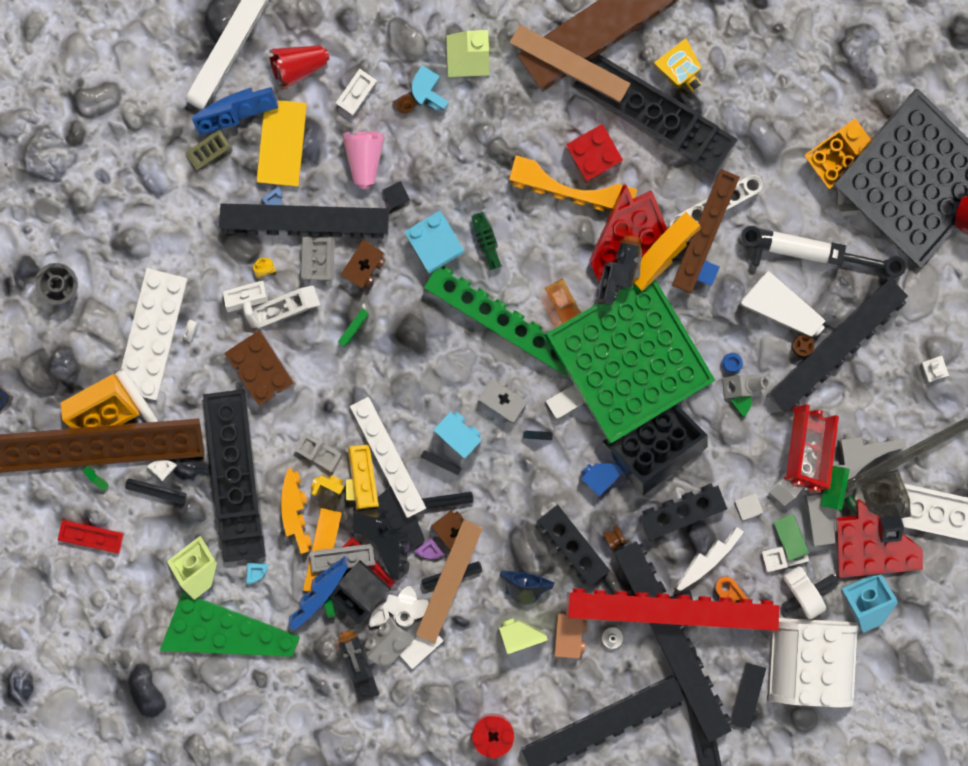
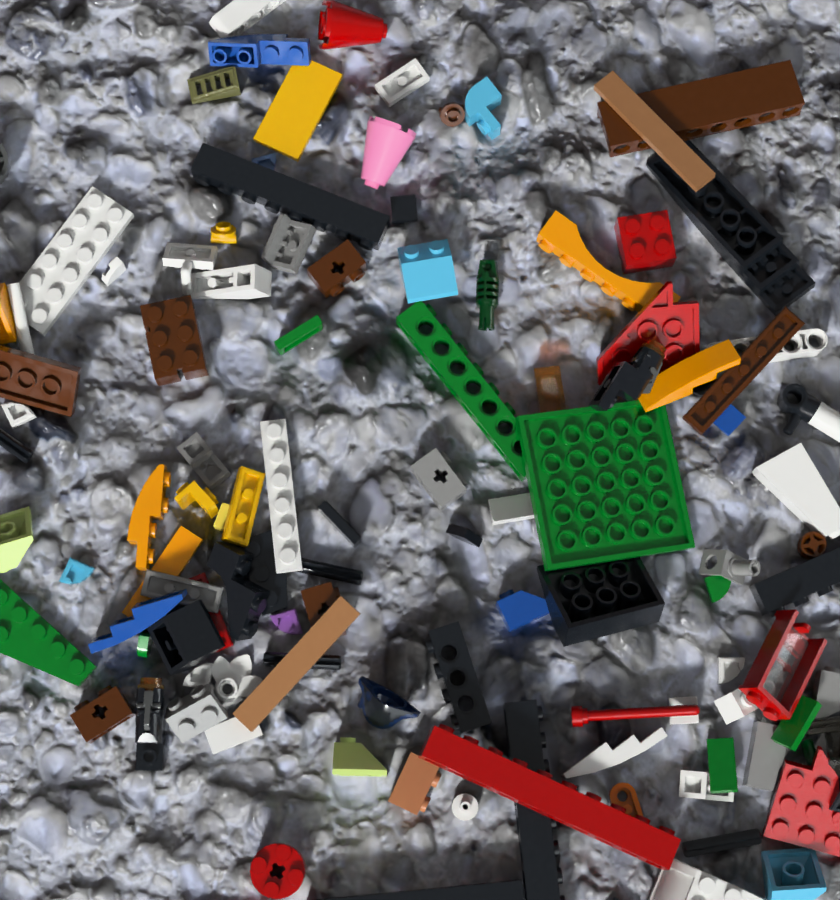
camera: 20 degrees right, 10 degrees down
(234, 476) = (95, 453): black slope -> none
(314, 682) = (95, 727): none -> reddish brown brick
(458, 434) = (372, 497): medium azure brick -> none
(468, 54) = (543, 86): yellowish green slope -> none
(614, 538) = (510, 687): reddish brown wheel -> none
(675, 539) = (583, 715): none -> red piece
(680, 66) = (776, 183): yellow torso -> none
(715, 504) = (644, 692): black brick -> none
(732, 363) = (721, 535): blue plate -> none
(772, 462) = (729, 668): none -> white tile
(805, 592) = (716, 838): white animal -> none

